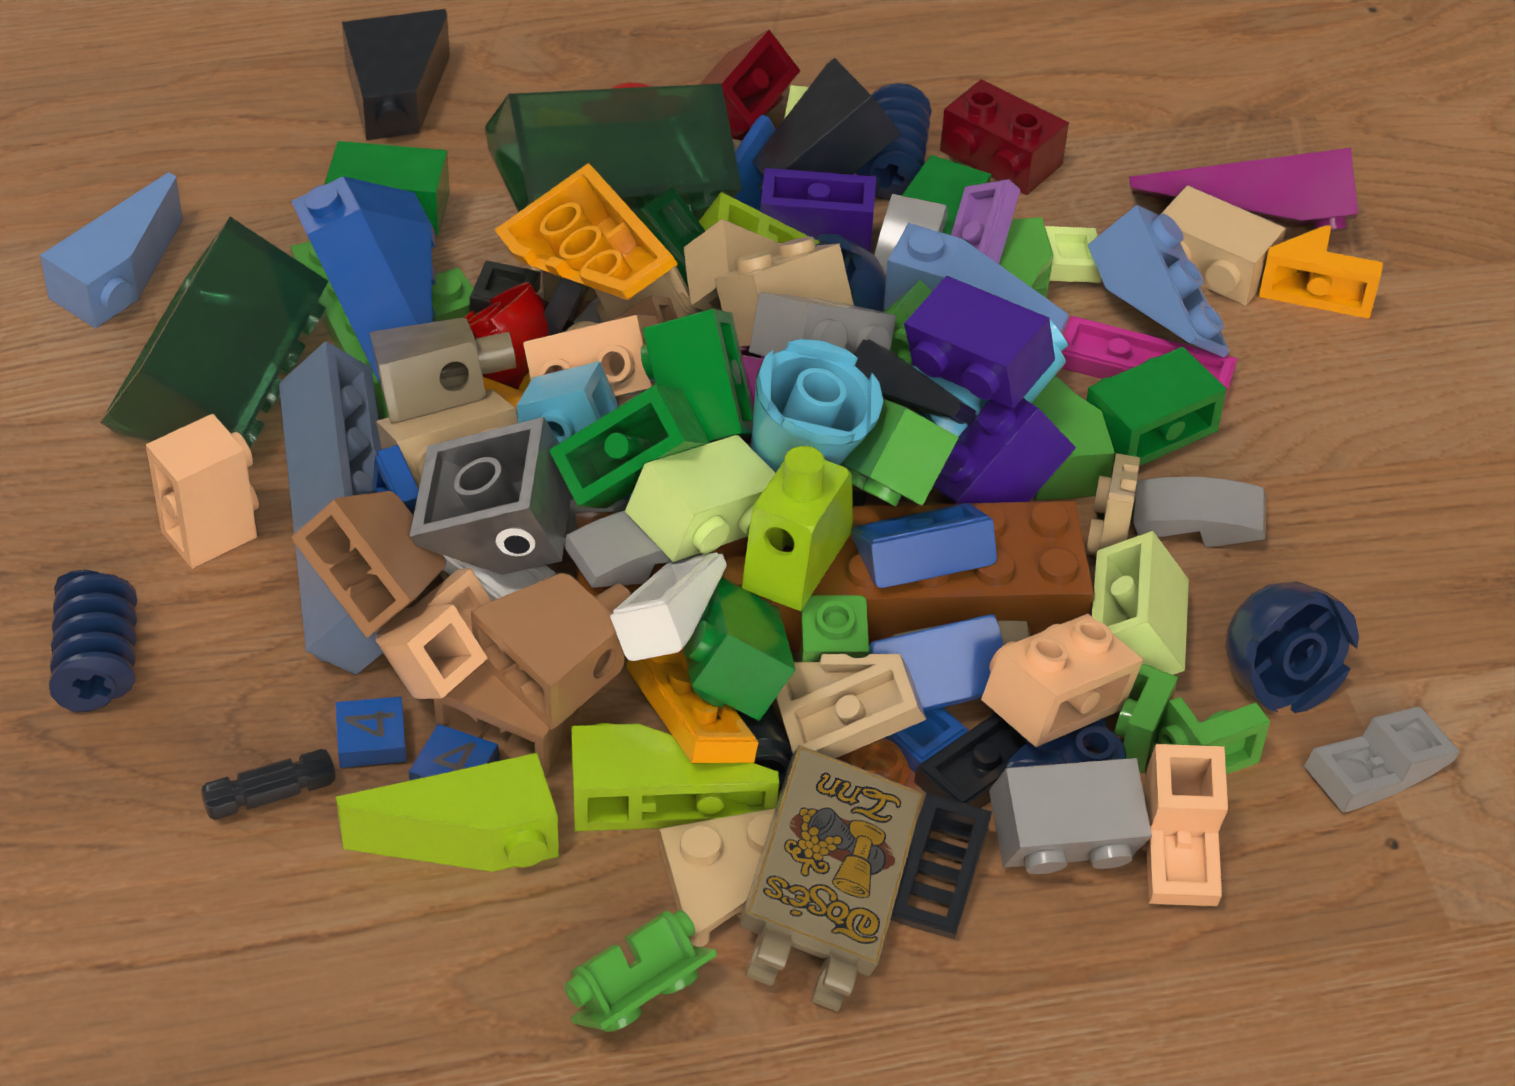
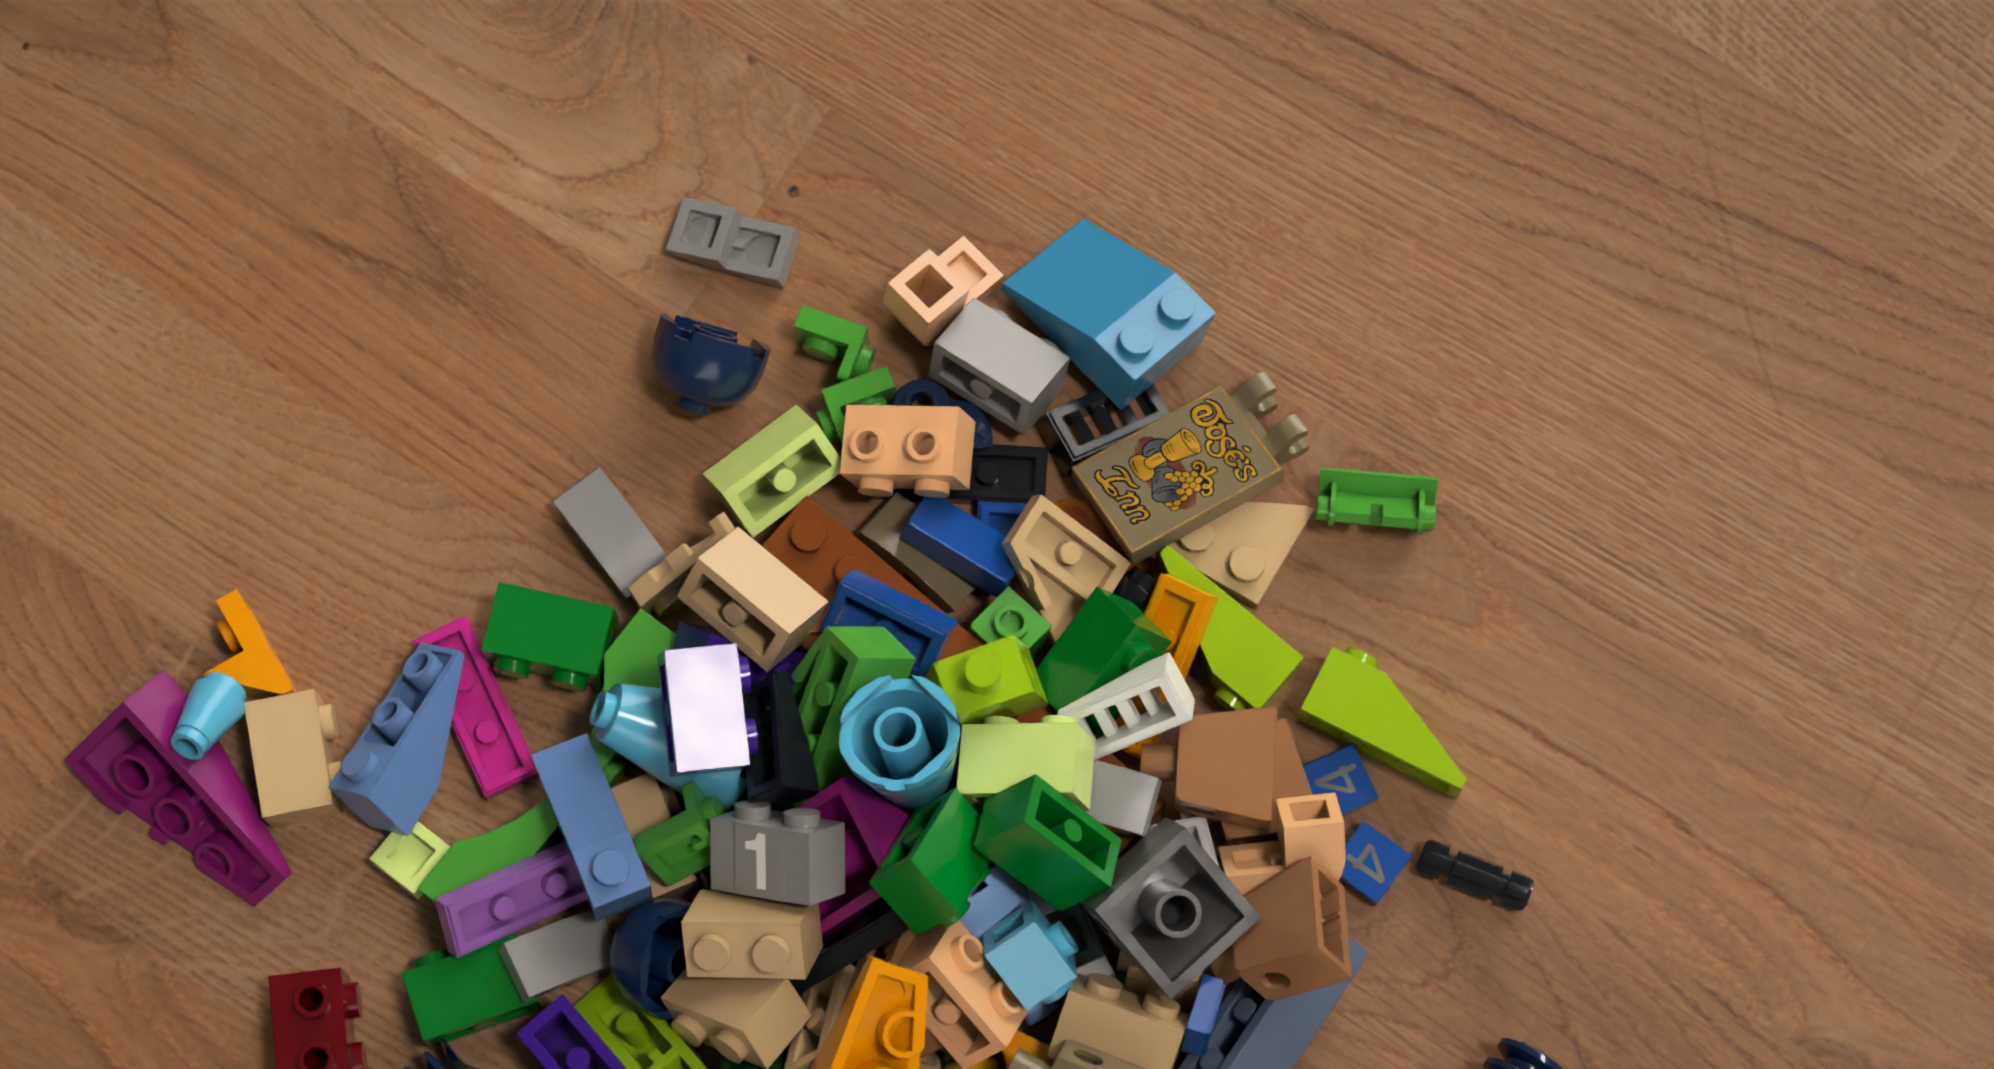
camera: 130 degrees left, 30 degrees up
(1038, 932) = (1110, 309): none -> dark azure slope
(1039, 458) = (752, 598): none -> tan brick
(1294, 196) = (209, 712): none -> medium azure cone

